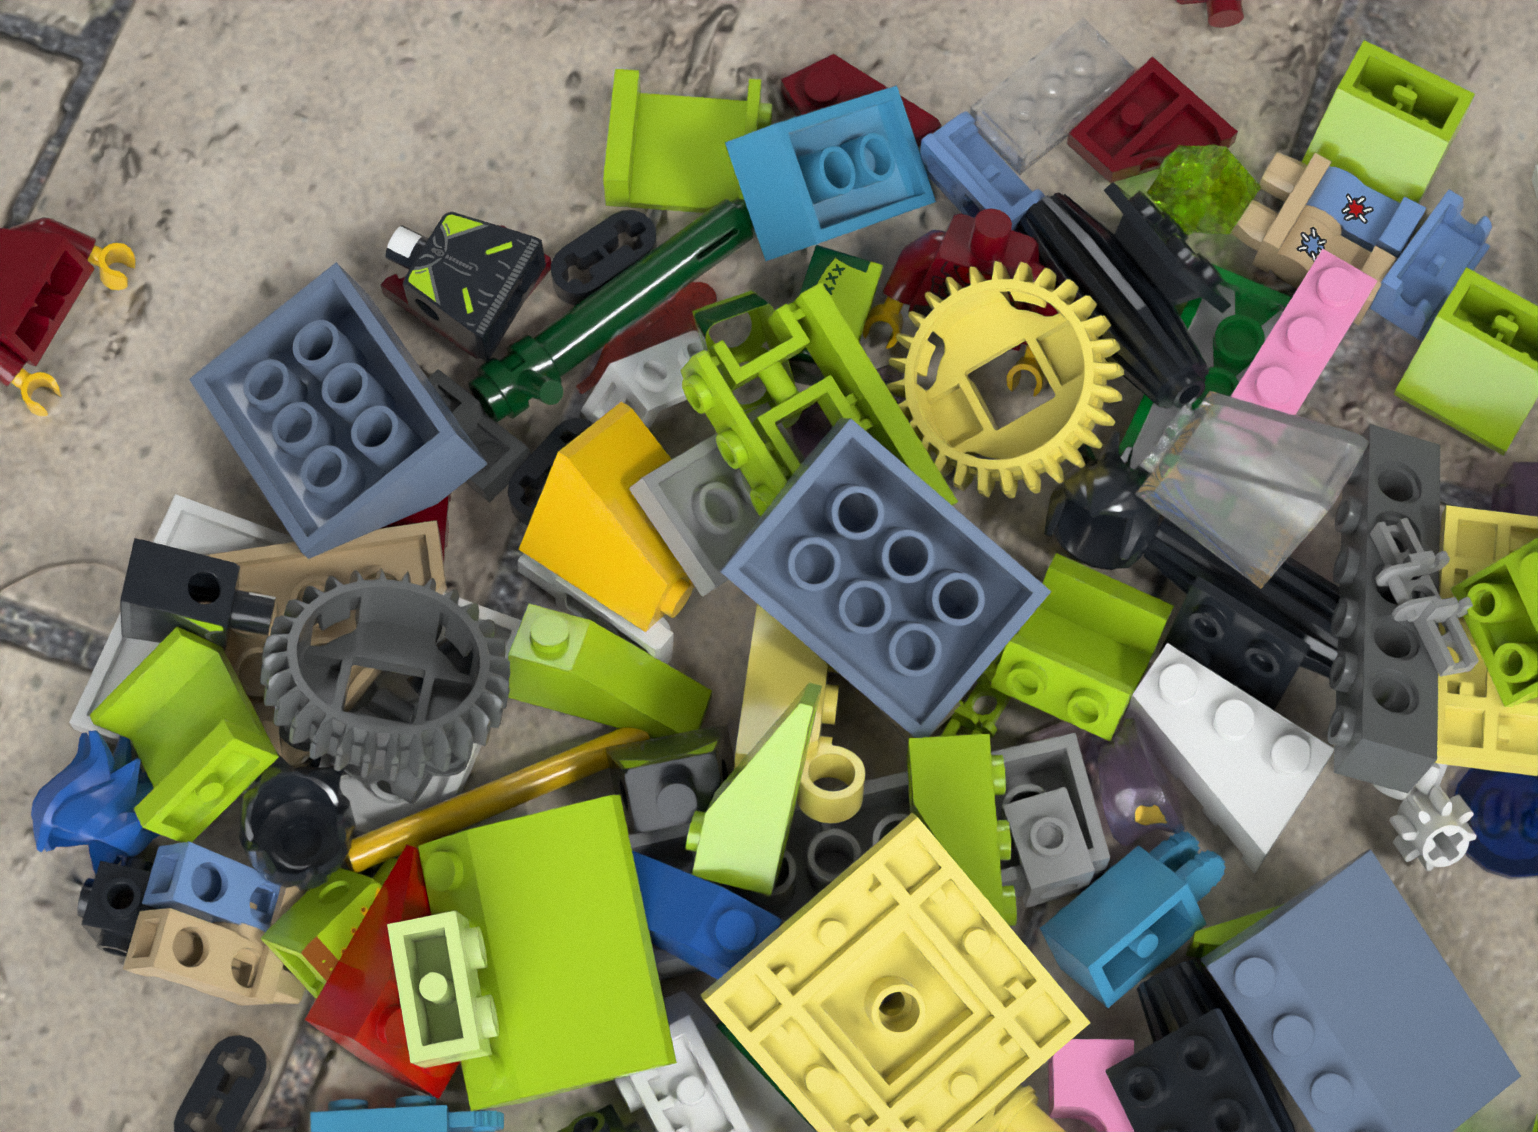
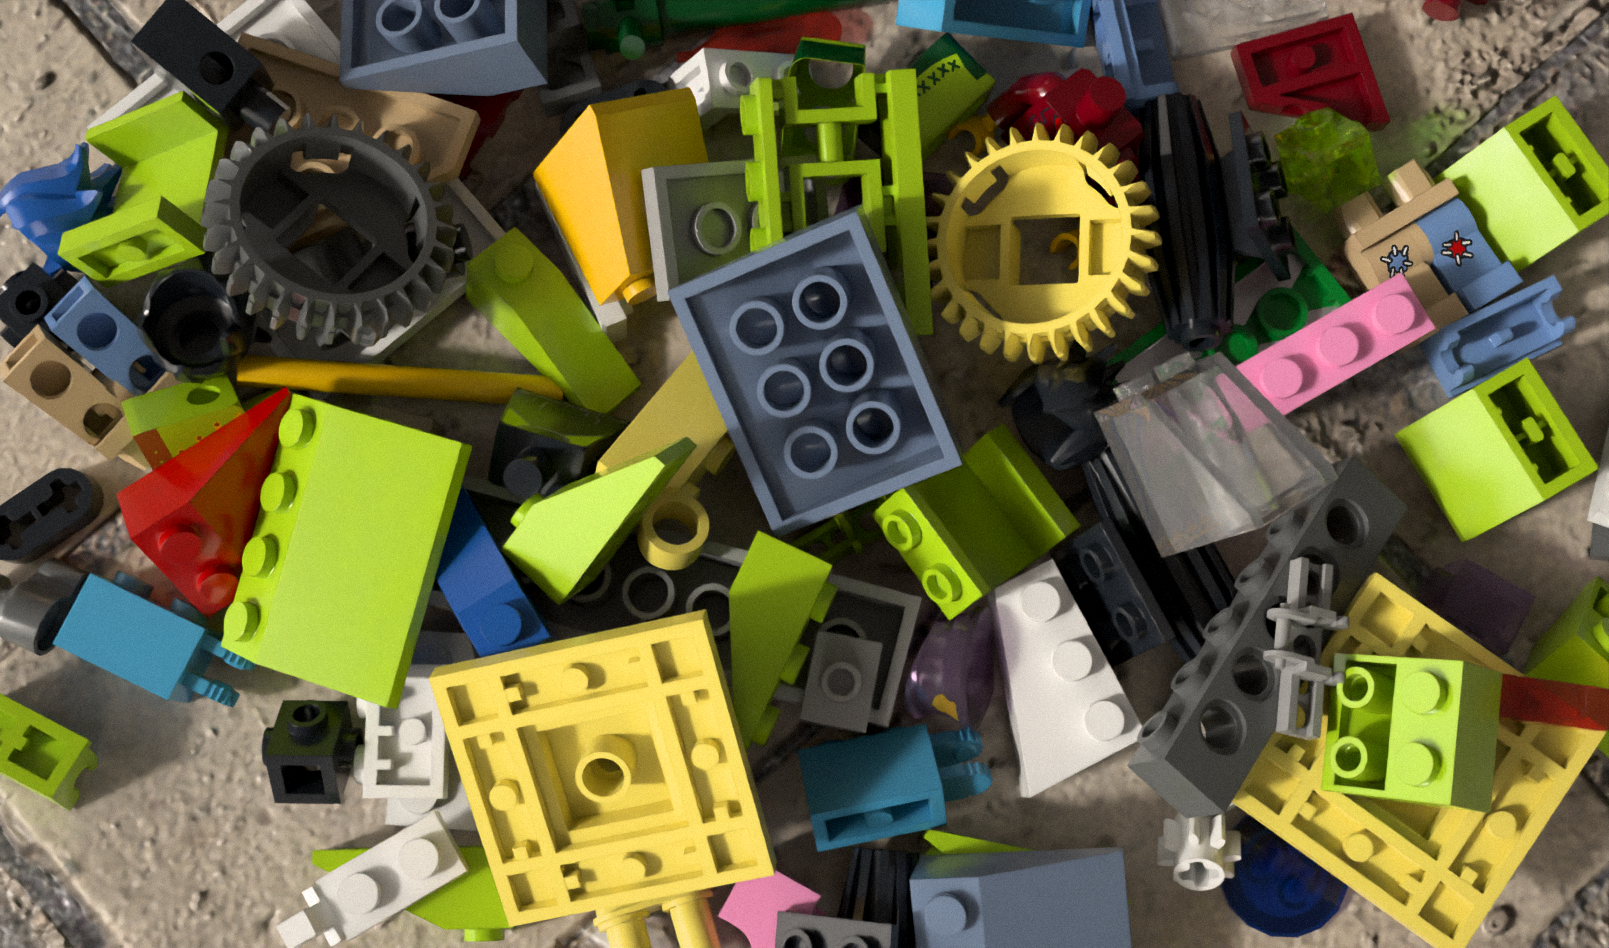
camera: 30 degrees right, 10 degrees up
(441, 989) = (220, 538): yellowish green brick -> none

